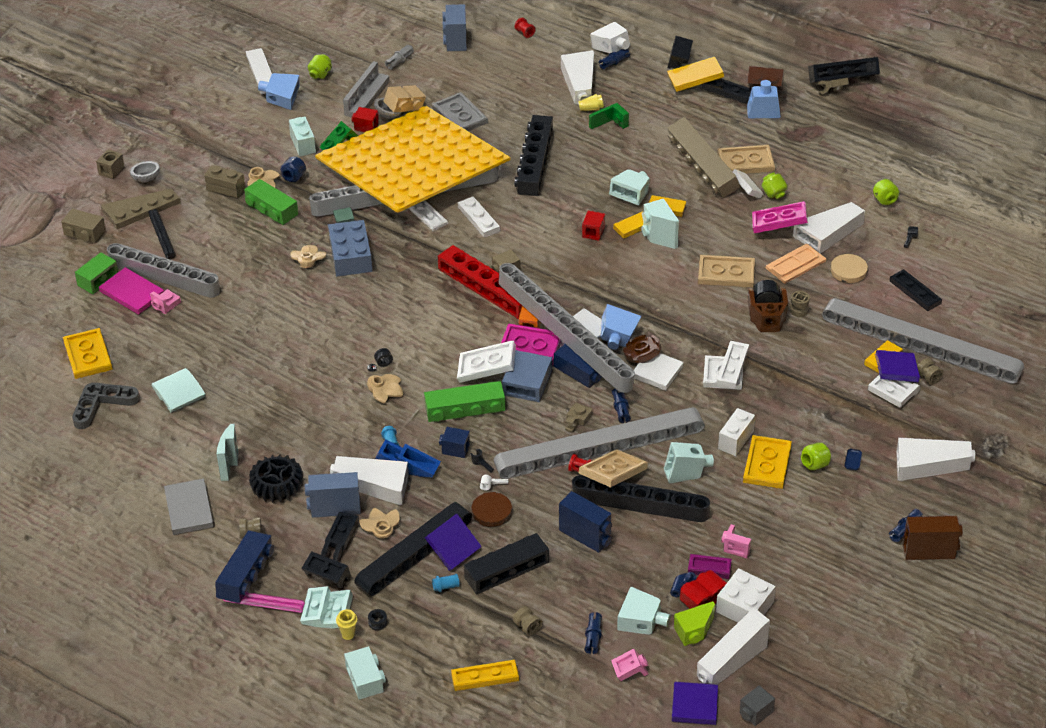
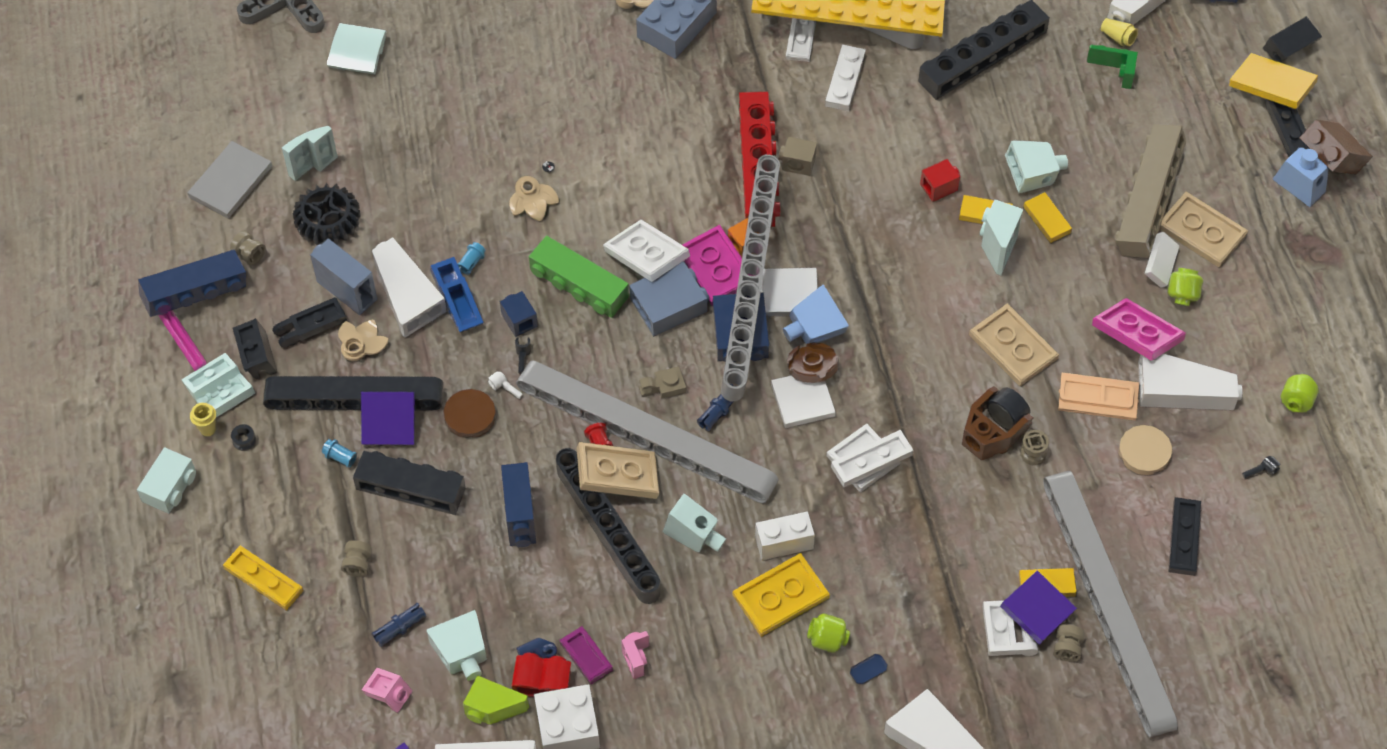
camera: 45 degrees right, 15 degrees up
(383, 352) = (566, 164): black bush -> none

